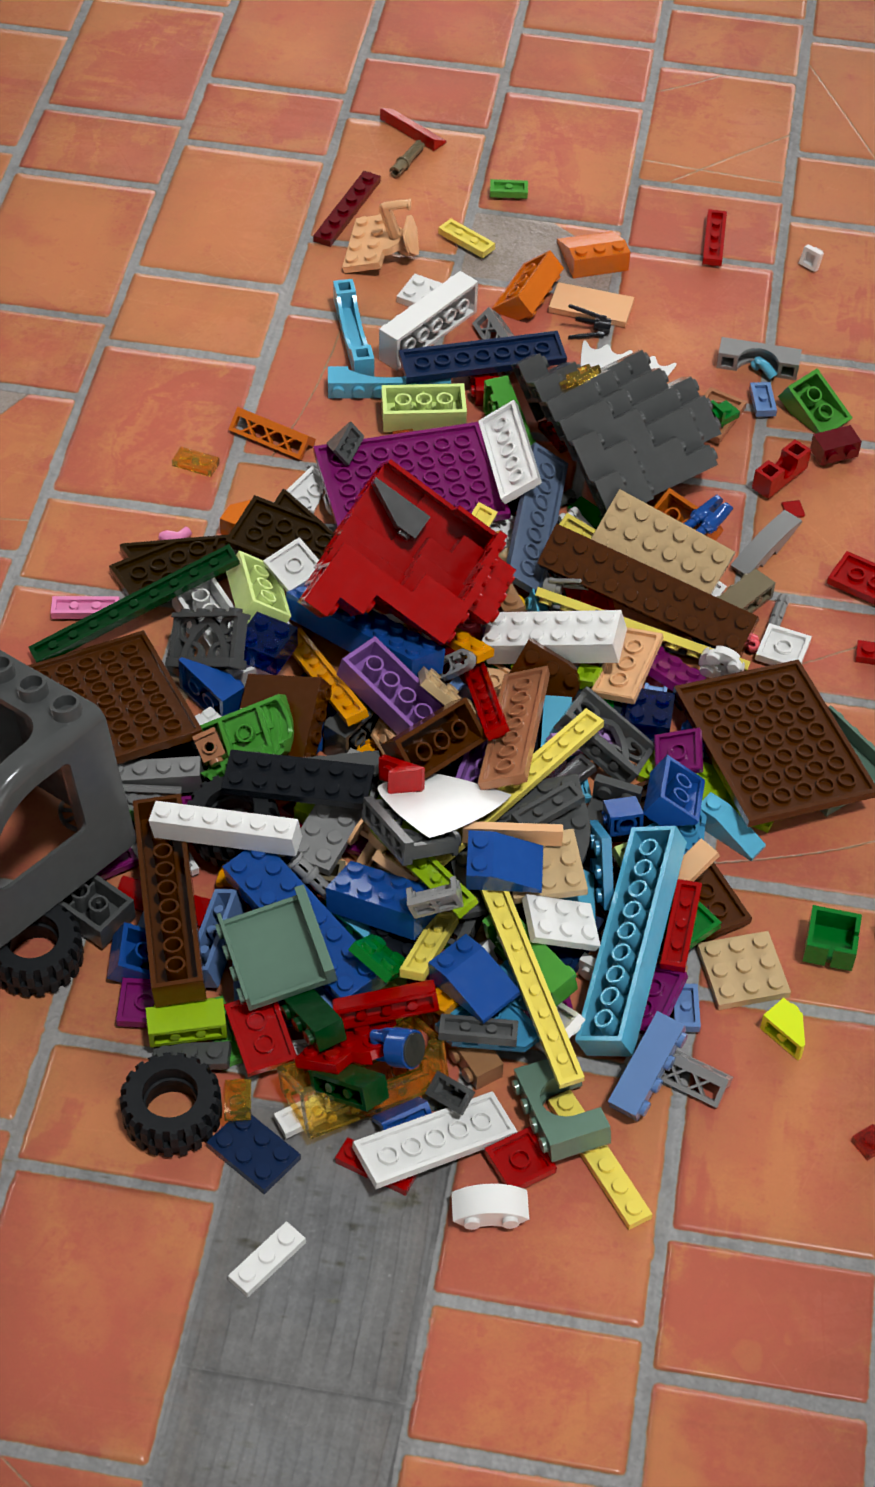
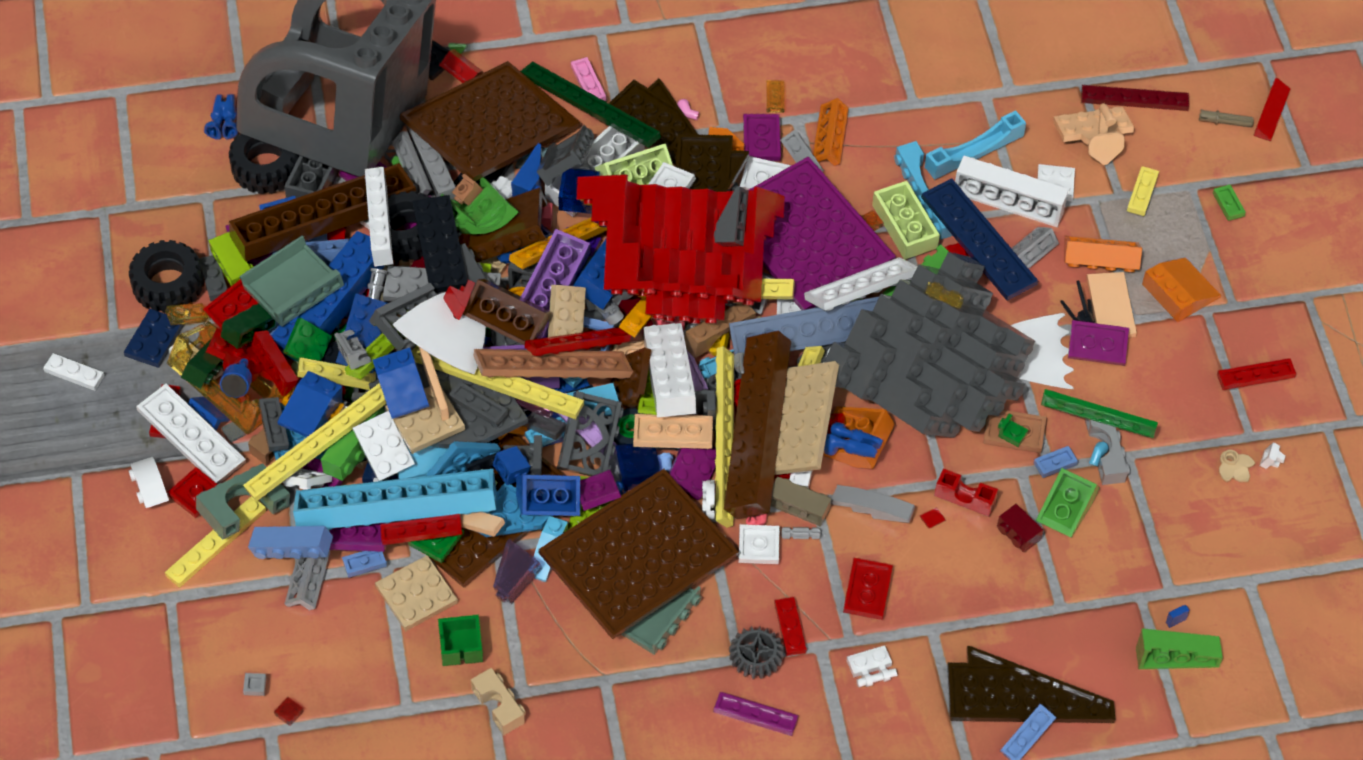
camera: 70 degrees right, 5 degrees up
(242, 483) = (762, 136): none -> magenta plate
(287, 462) = (798, 148): none -> light grey plate
(346, 442) = (816, 174): dark grey slope -> none
(450, 1092) = (231, 433): dark grey slope -> none
(637, 323) = (1098, 342): none -> magenta plate
(733, 342) = (1099, 413): none -> green tile
(755, 863) = (514, 572): none -> clear purple slope
(785, 1027) = (369, 631): neon yellow slope -> none
(810, 286) = (1237, 467): none -> tan plate
(825, 1166) = (254, 684): none -> light grey plate

